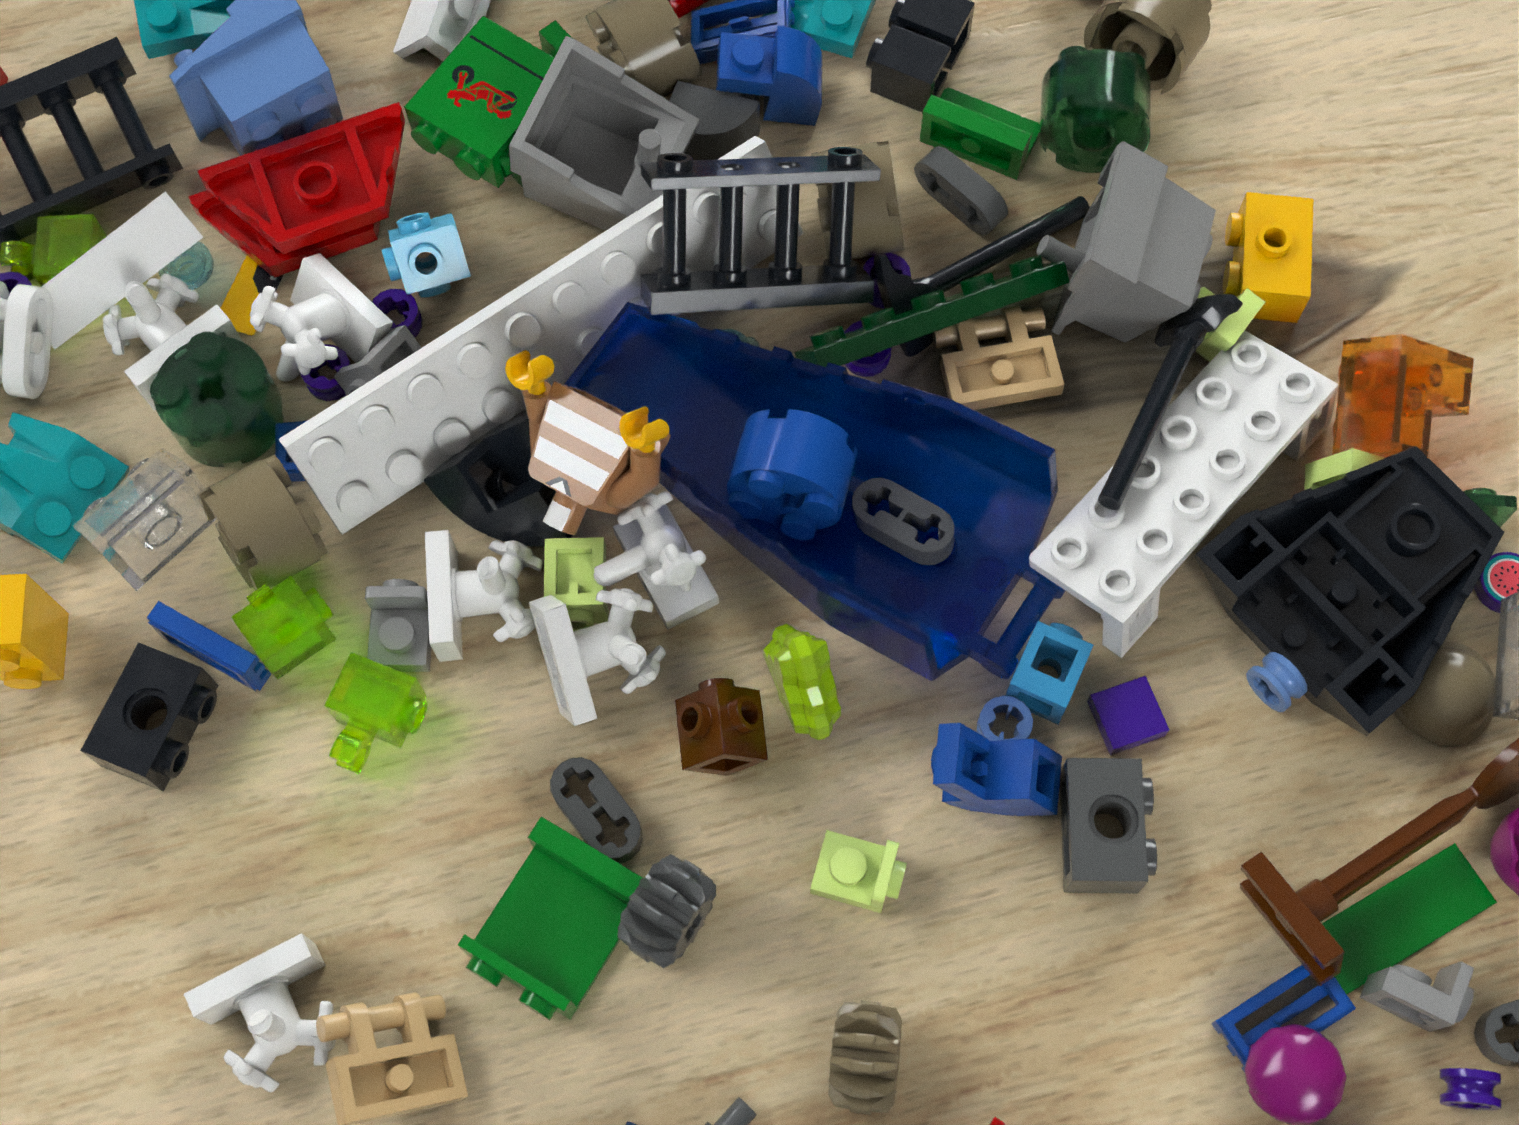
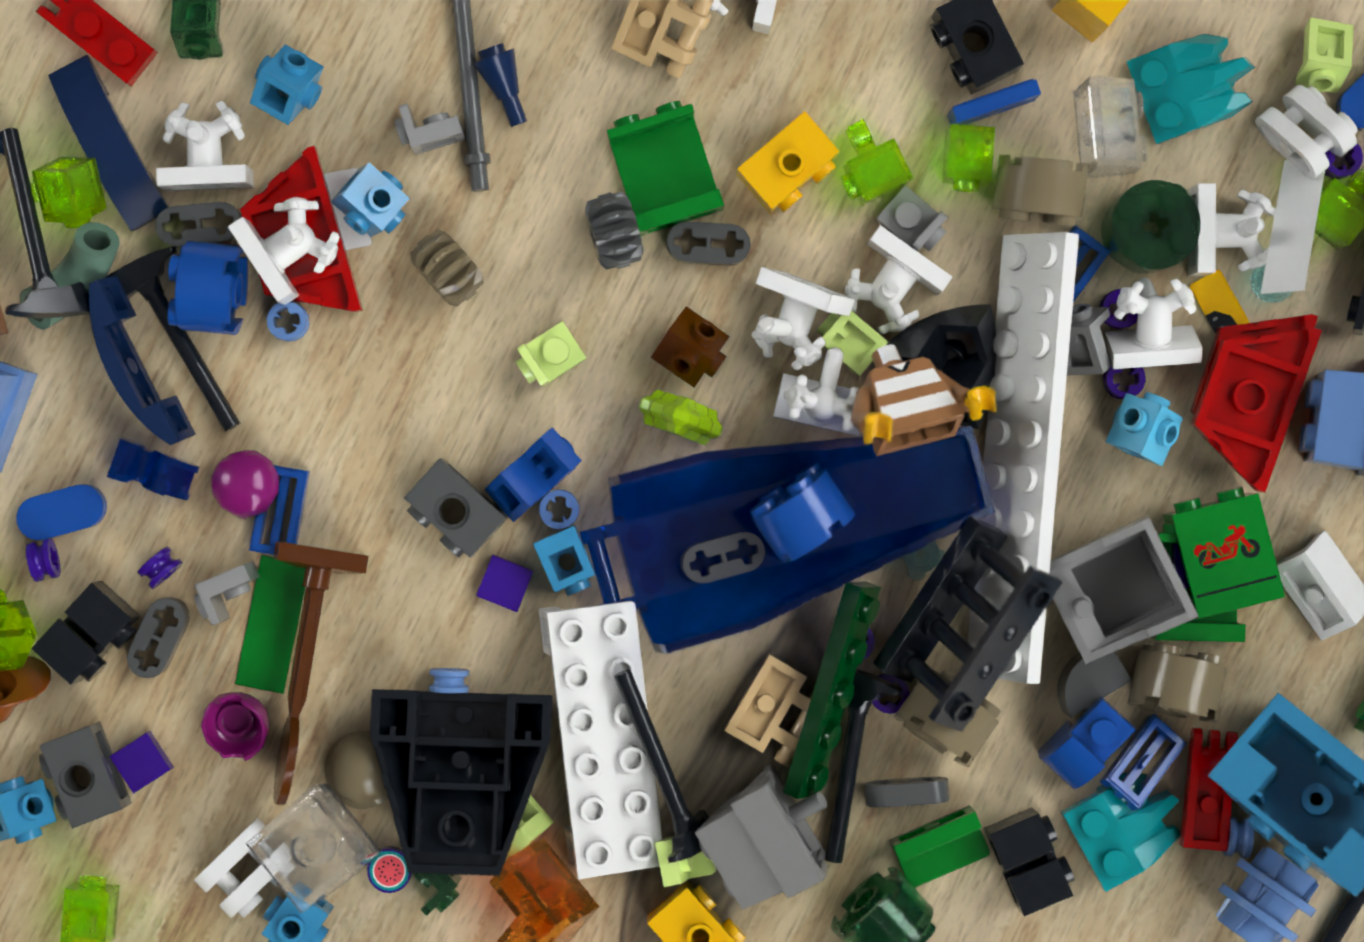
camera: 130 degrees right, 20 degrees up
(441, 796) = (788, 163): none -> yellow brick

